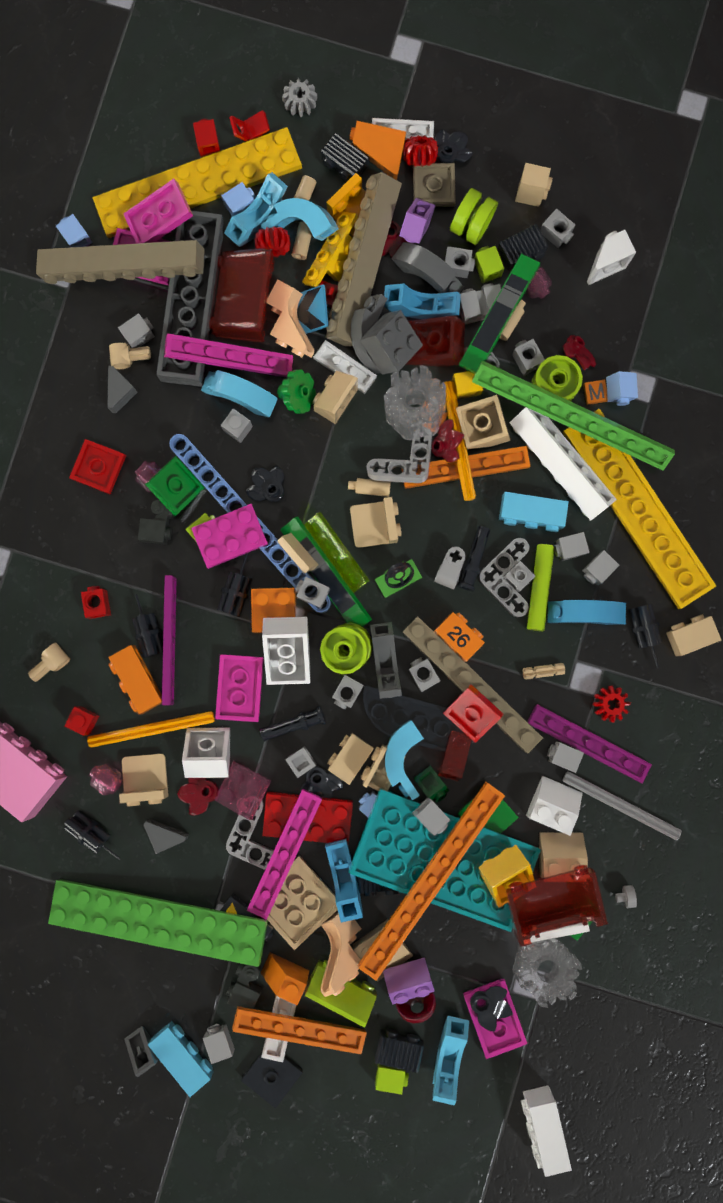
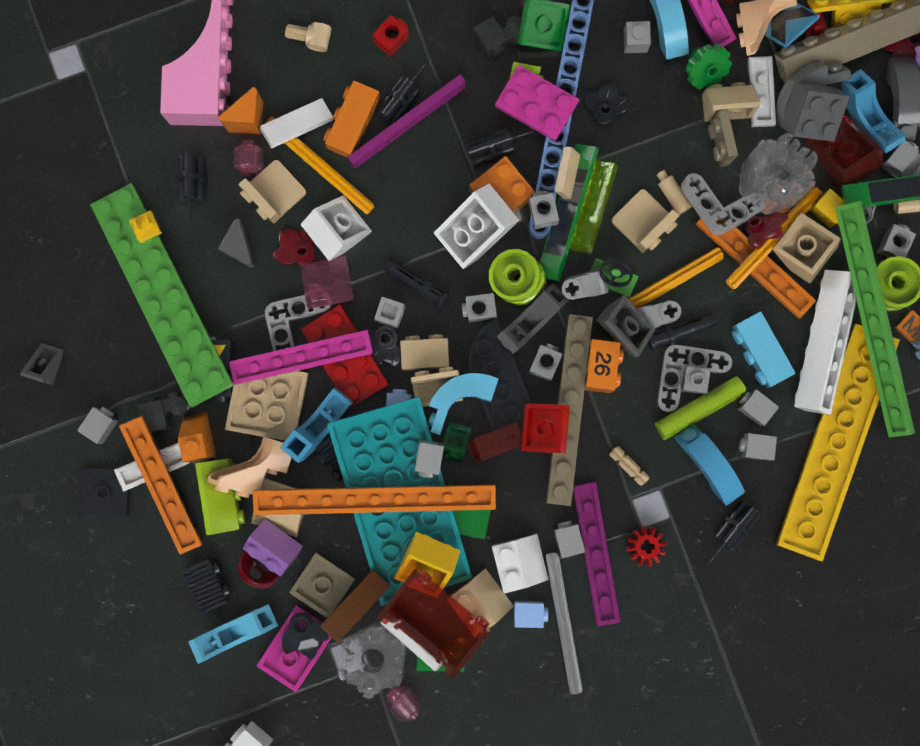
camera: 55 degrees right, 0 degrees up
(70, 756) = (244, 114): none -> orange slope
(82, 720) = (282, 100): red brick -> none
(97, 896) = (145, 226): none -> yellow tile
(107, 723) = (296, 123): none -> white tile
(181, 1058) = (62, 403): medium azure brick -> none
(239, 688) = (412, 213): dark pink plate -> none
(354, 419) = (722, 133): none -> dark tan plate
(390, 601) = (589, 285): none -> light grey piece
(391, 1079) = (178, 595): lime brick -> none
(432, 547) = (677, 277): none -> light orange axle
(443, 596) = (626, 325): none -> dark grey slope
(463, 963) = (322, 585): none -> dark tan plate
(497, 952) = (355, 605): none -> reddish brown slope
(594, 969) = (403, 703): none -> clear pink head
(598, 826) = (530, 614): none -> light blue brick
(627, 896) = (488, 686): light grey tile -> none
(693, 635) = (762, 574): tan brick -> none

